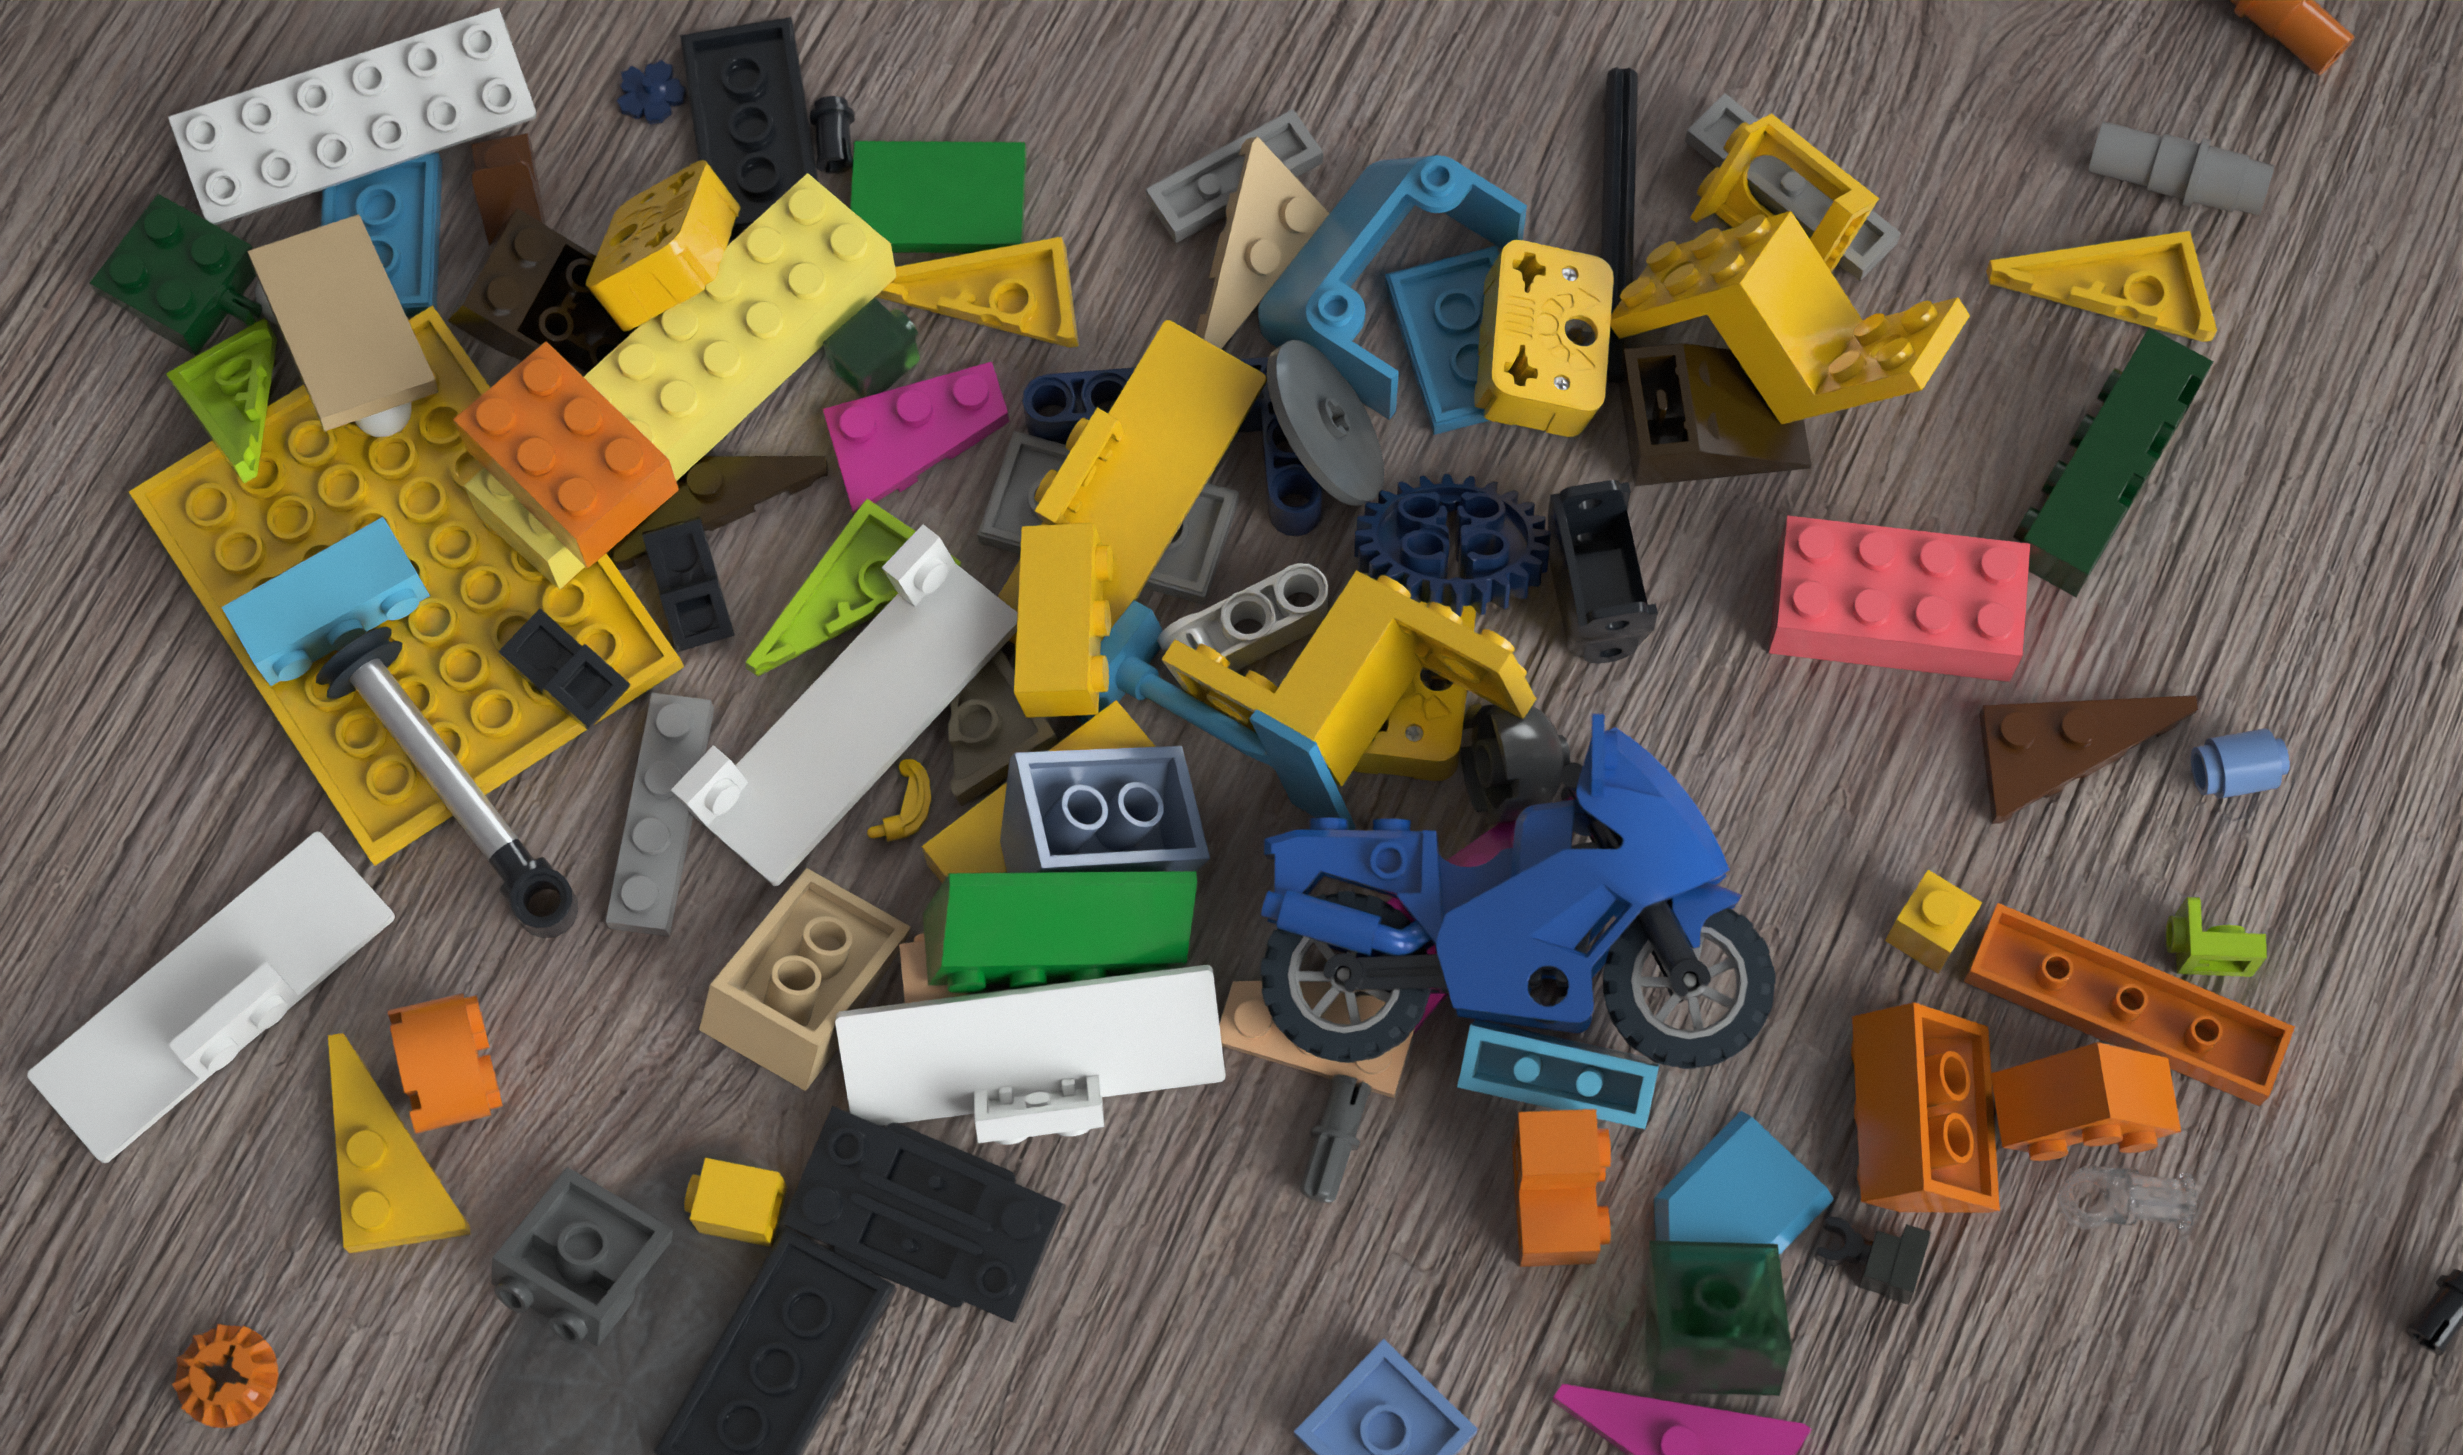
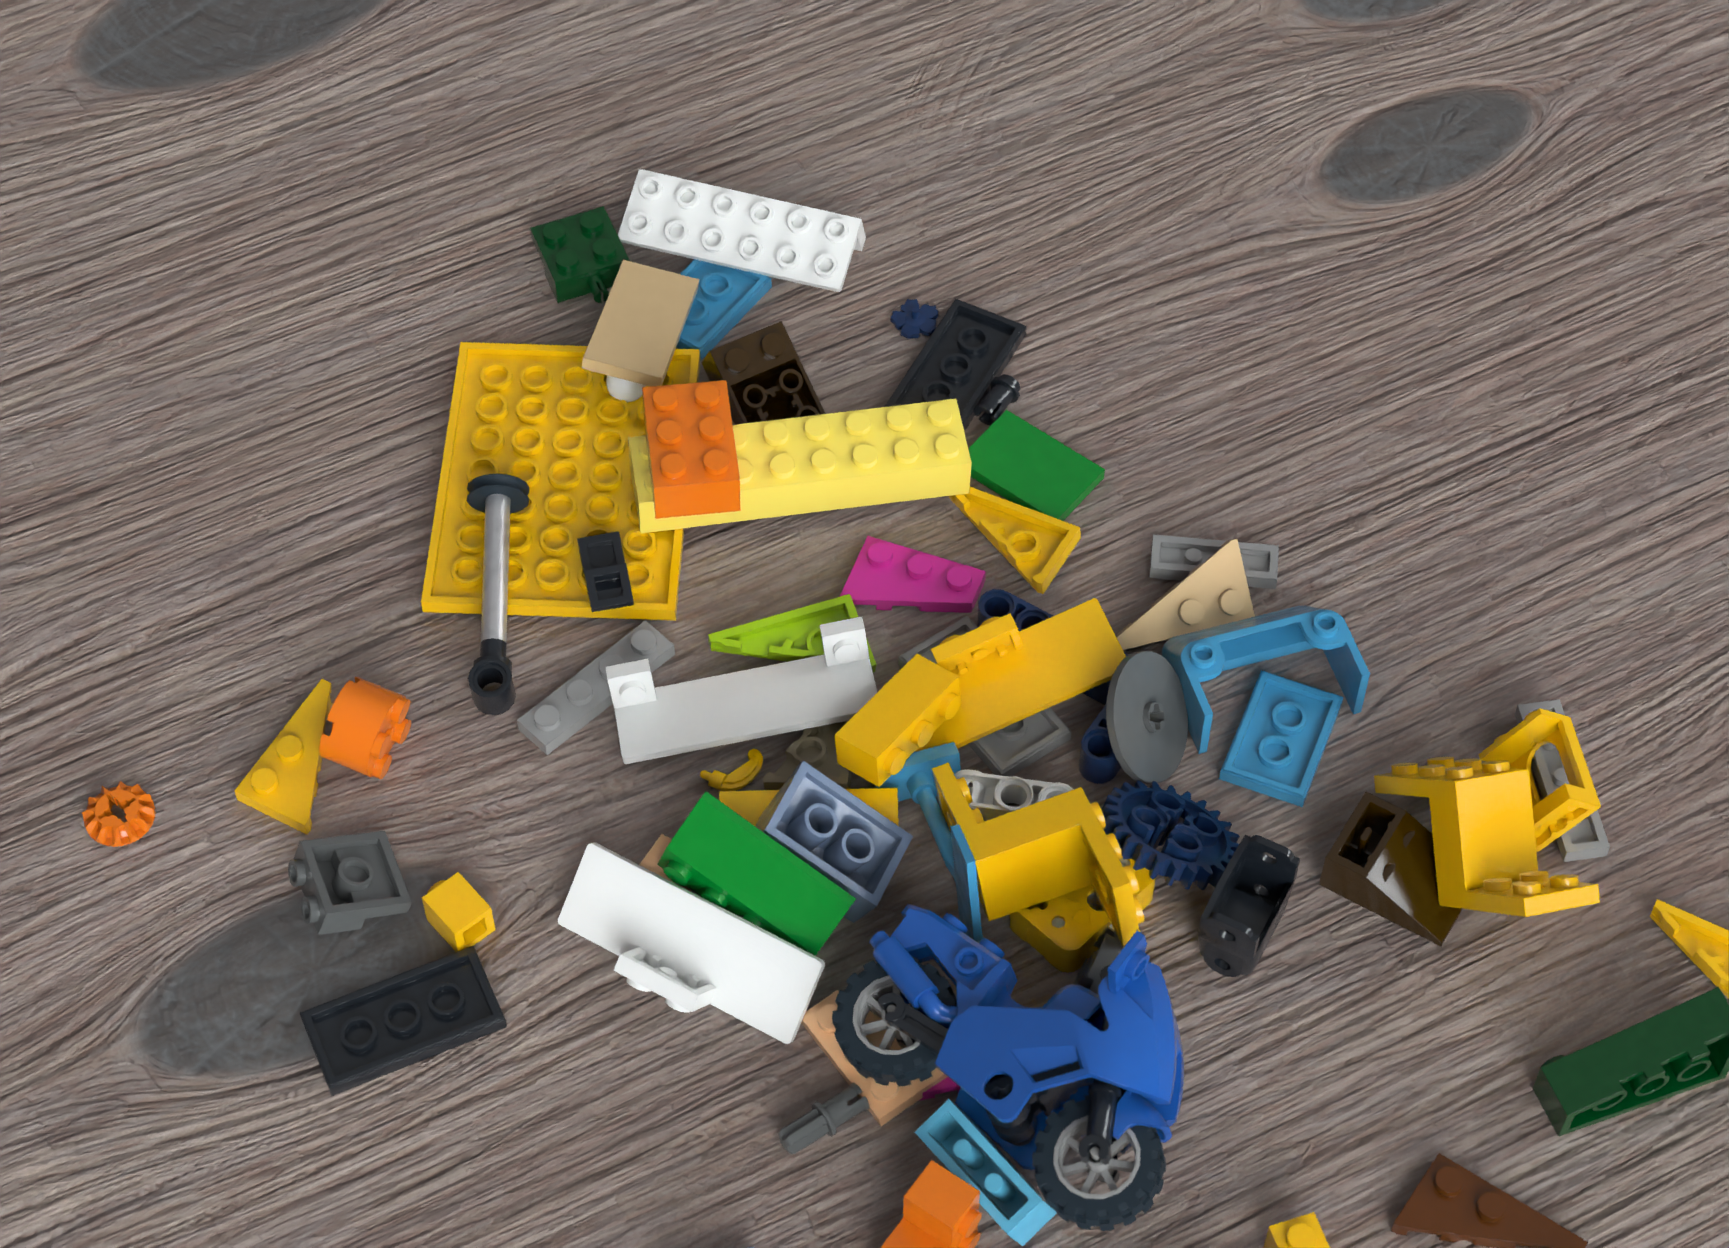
camera: 35 degrees right, 15 degrees down
(210, 997) = (282, 619): white bracket -> none
(230, 393) = (552, 324): lime wing -> none
(326, 602) = (533, 453): medium azure brick -> none
(505, 181) = (798, 311): reddish brown slope -> none
(663, 246) = (844, 387): yellow axle -> none
(688, 584) = (715, 578): black slope -> none
(722, 492) = (766, 543): dark brown wing -> none
(794, 974) = (605, 807): tan slope -> none
(873, 349) = (923, 521): clear green brick -> none
(924, 1214) = (554, 994): black piece -> none
(1544, 338) = (1325, 760): yellow axle -> none
(1619, 194) = (1446, 715): black axle -> none
(1900, 598) = (1433, 1053): coral brick -> none

